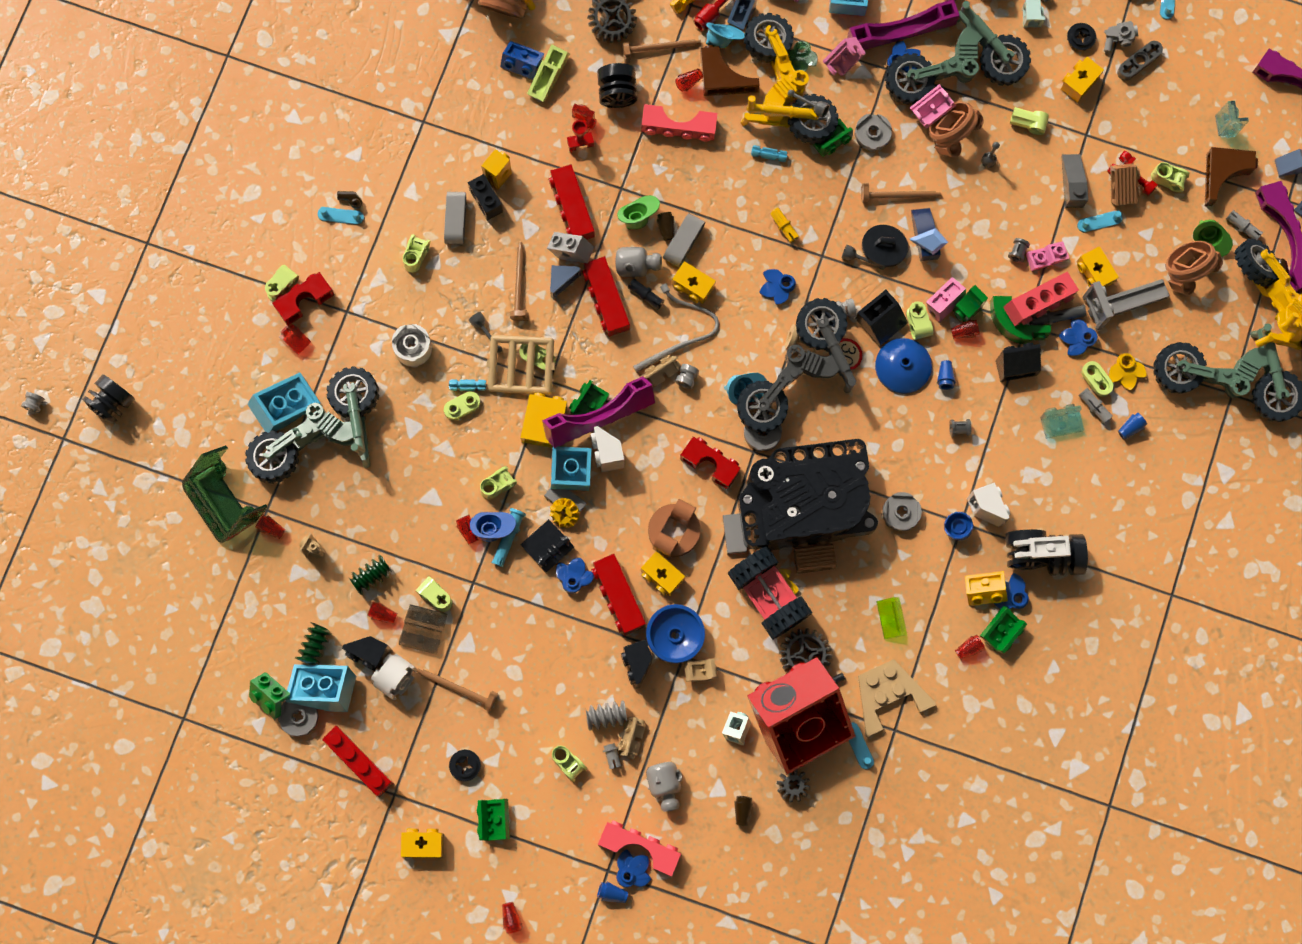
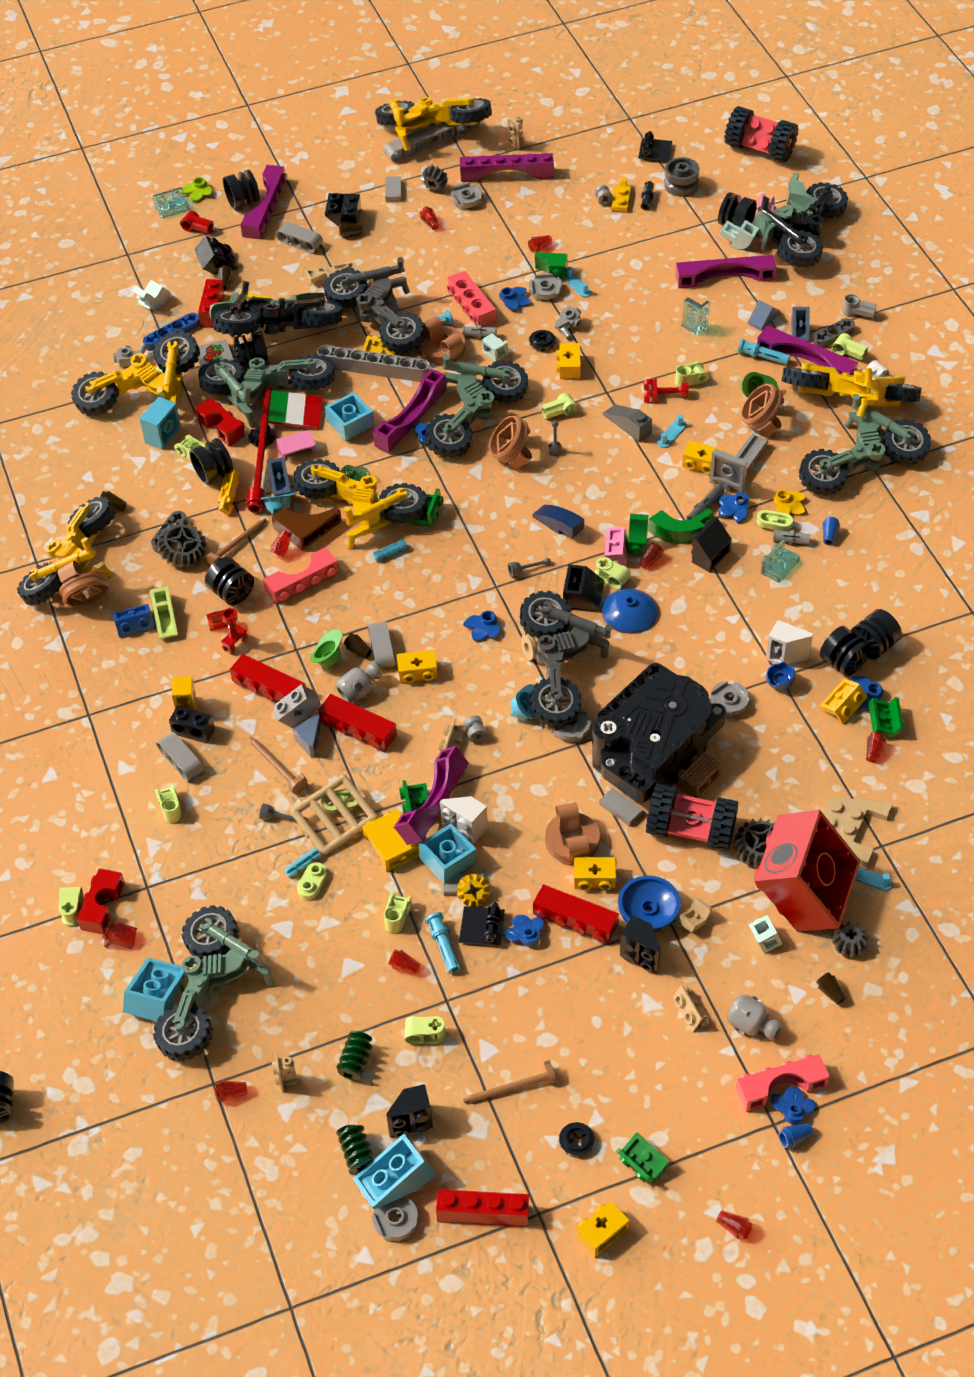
camera: 35 degrees left, 25 degrees down
(215, 500) = (158, 1109): clear green windscreen -> none
(268, 694) = (353, 1217): green bracket -> none
(340, 215) = (82, 822): medium azure piece -> none
(351, 196) = (76, 803): dark brown arm -> none
(381, 613) = (390, 1080): clear red cone -> none
(394, 676) = (451, 1114): white brick -> none
(411, 335) = (229, 865): white brick -> none
(423, 629) = (439, 1065): clear smoke slope -> none
(492, 525) = (423, 942): piece -> none
(569, 763) = (660, 1066): yellowish green piece -> none
(606, 715) = (654, 1004): light grey piece -> none
(612, 754) = (689, 1033): light grey pin -> none
(646, 294) = (387, 700): black pin -> none
(651, 360) = (437, 737): light grey piece -> none
(698, 451) = (567, 767): red arch -> none
(784, 225) = (448, 584): yellow axle -> none
(821, 108) = (404, 485): dark grey hinge -> none
(844, 56) = (386, 452): bright pink hinge -> none
(865, 194) = (489, 526): medium nougat piece -> none
(873, 122) = (463, 488): light grey plate -> none
(884, 245) = (536, 547): black shield -> none
(891, 618) = (797, 773): clear neon green slope -> none
(930, 241) = (569, 512): light blue piece -> none
(932, 106) = (482, 440): bright pink hinge -> none
(946, 376) = (668, 593): blue cone -> none
(960, 427) = (713, 616): dark grey bush -> none
(1018, 250) = (635, 484): dark grey bush -> none
(1041, 299) = (684, 497): coral brick -> none
(1044, 547) = (858, 630): white hinge -> none
(1047, 256) = (659, 475): bright pink slope -> none
(1124, 184) = (665, 396): medium nougat brick -> none
(1143, 52) = (597, 332): dark grey beam -> none
(1223, 165) = (719, 345): reddish brown arch -> none
(1244, 225) = (770, 369): light grey pin -> none
(1250, 195) = (756, 350): none -> medium azure pin

